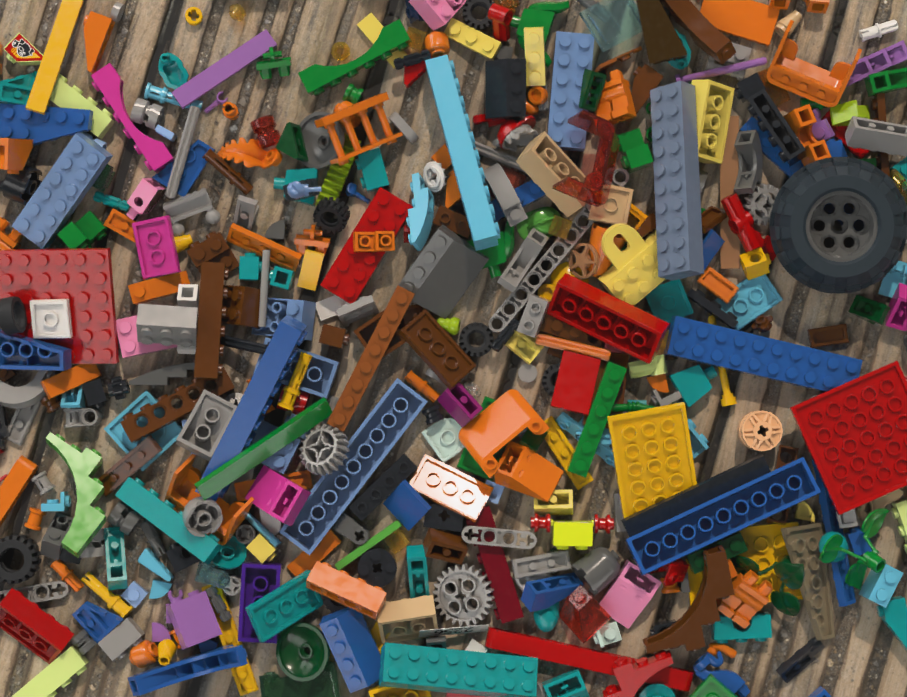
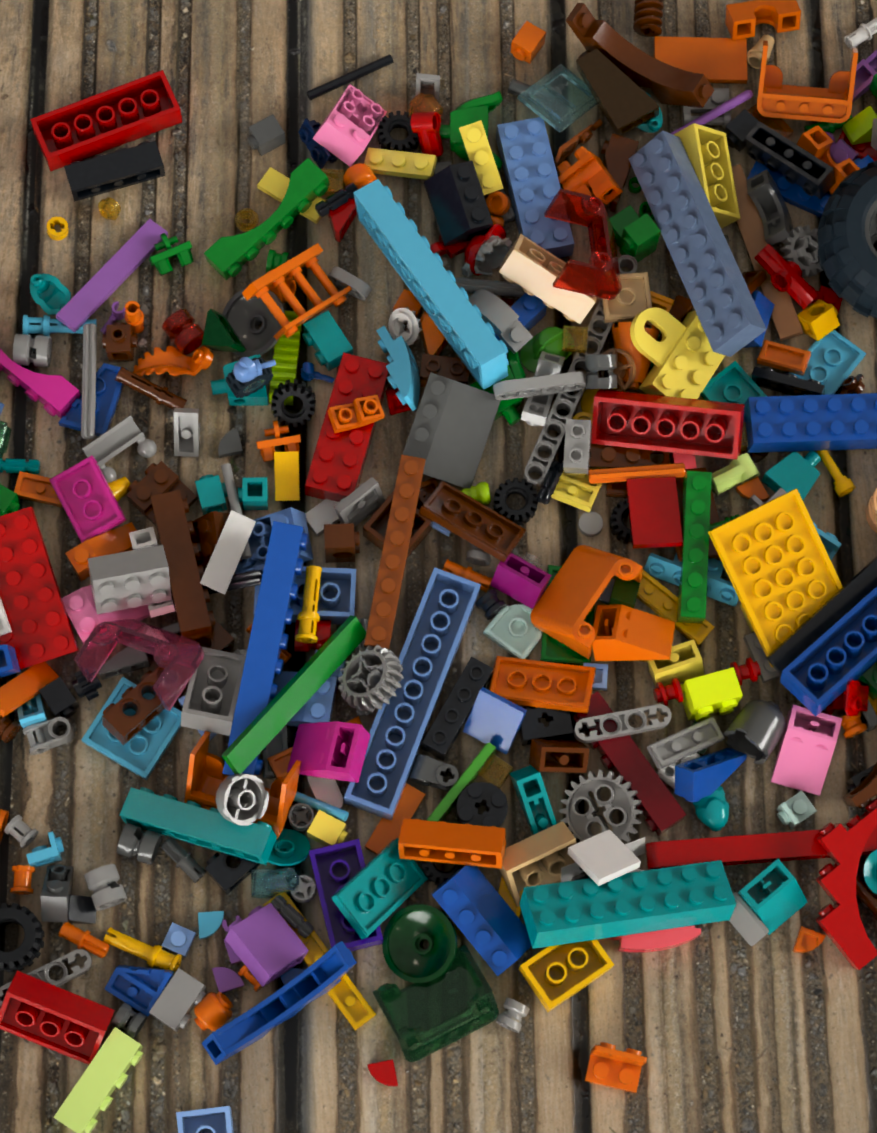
camera: 25 degrees left, 15 degrees down
(83, 467) = (84, 818): arch -> none
(115, 558) = (142, 900): teal slope -> none
(129, 464) = (125, 776): reddish brown tile -> none
(150, 192) = (57, 437): bright pink torso -> none
(154, 564) = (190, 890): medium azure slope -> none
(165, 133) = (61, 367): light blue tile -> none
(166, 651) = (241, 996): yellow cone -> none
(182, 398) = (171, 651): none -> clear pink windscreen
(214, 132) = (120, 342): none -> reddish brown brick
(247, 322) = (227, 552): none -> white sticker
(256, 244) = (203, 463): orange plate -> none
(451, 634) = (604, 857): none -> white tile
(519, 259) = (539, 385): none -> light grey beam
(570, 262) = (597, 363): none -> dark grey wheel
(583, 614) = (758, 789): clear red slope -> none
(587, 82) = (565, 160): dark green slope -> none

